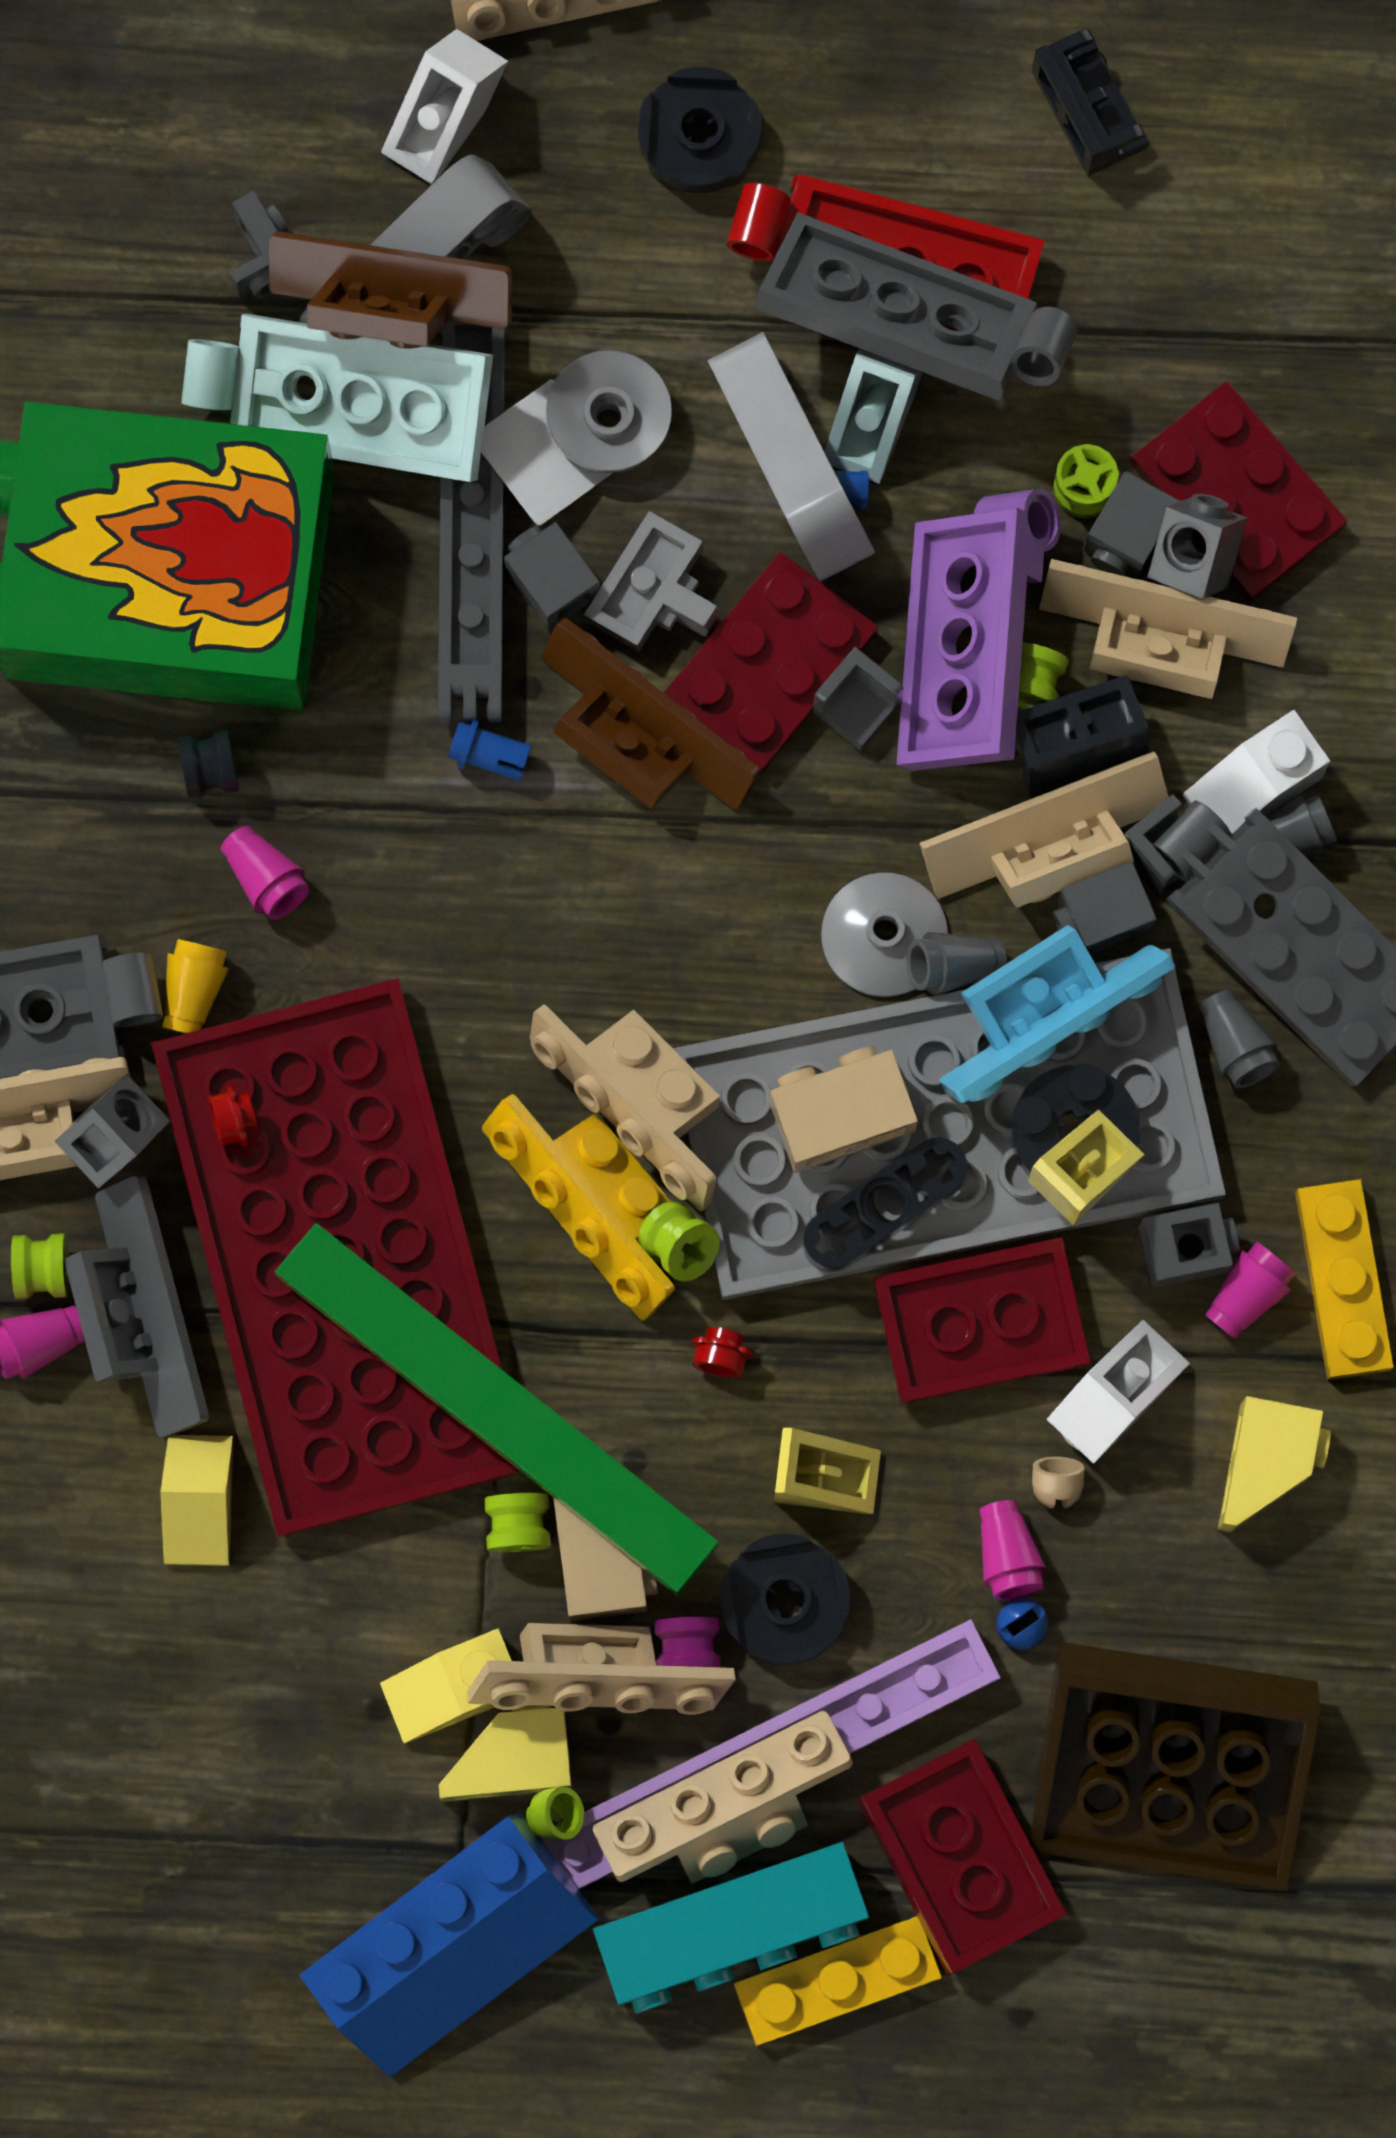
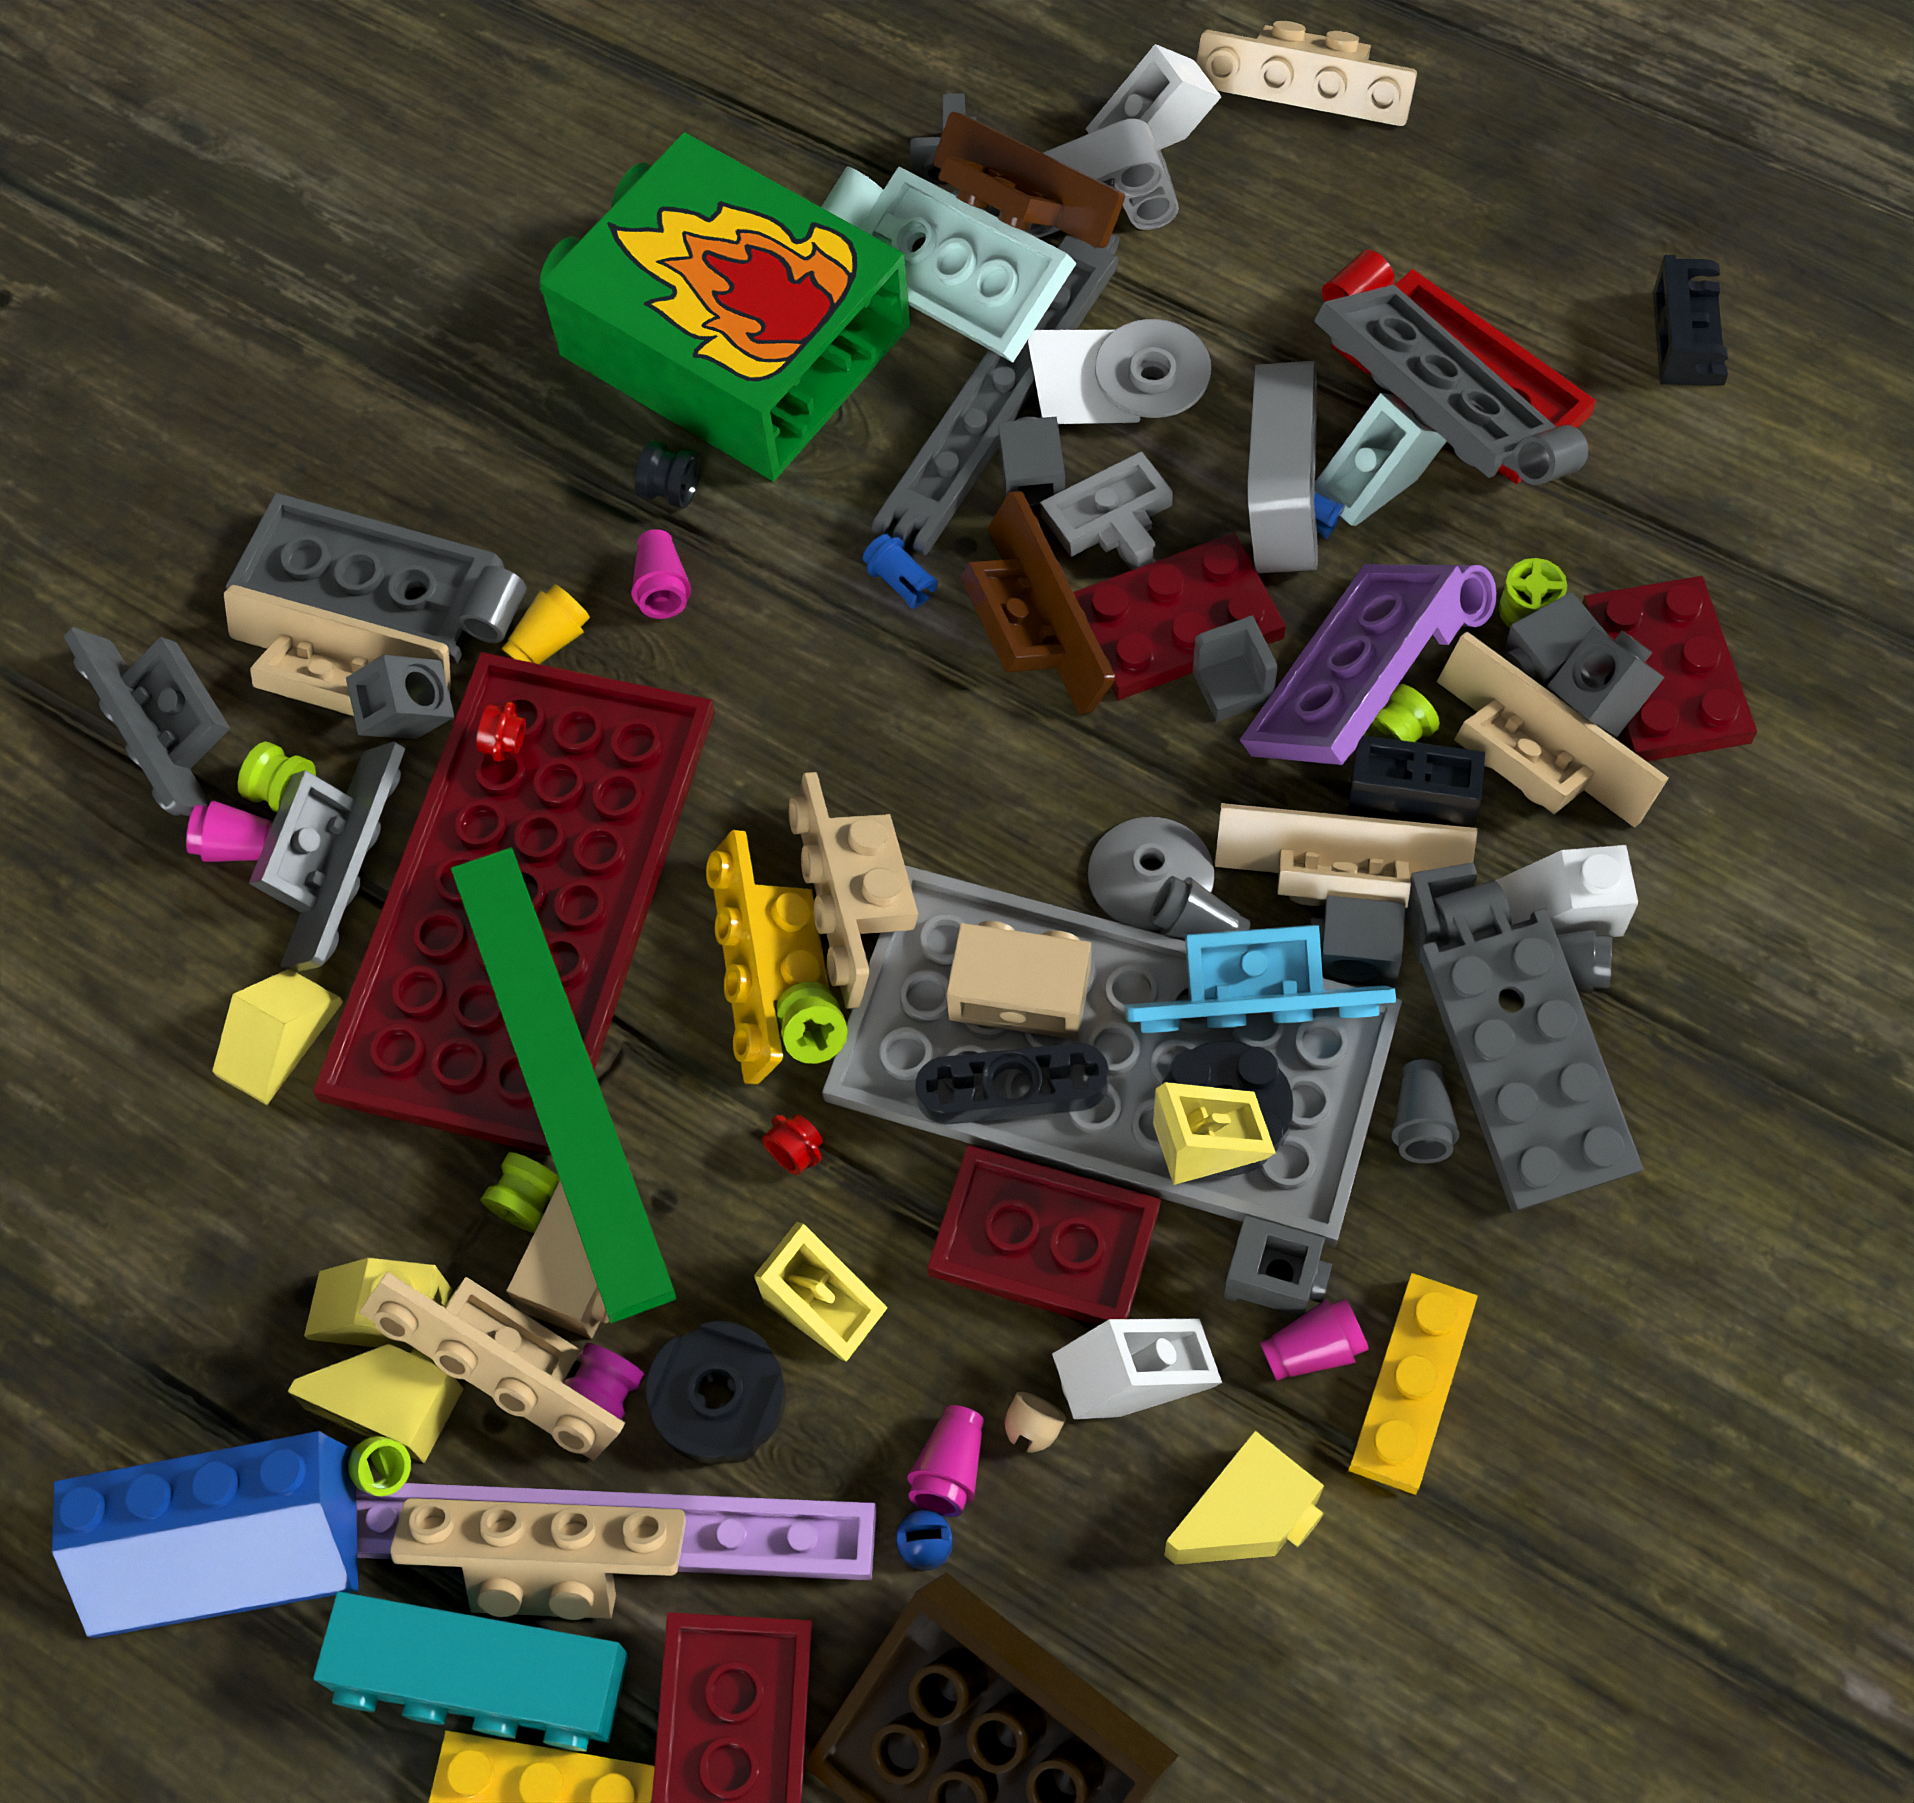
camera: 35 degrees right, 15 degrees down
(707, 165) = (1340, 236): black plate -> none

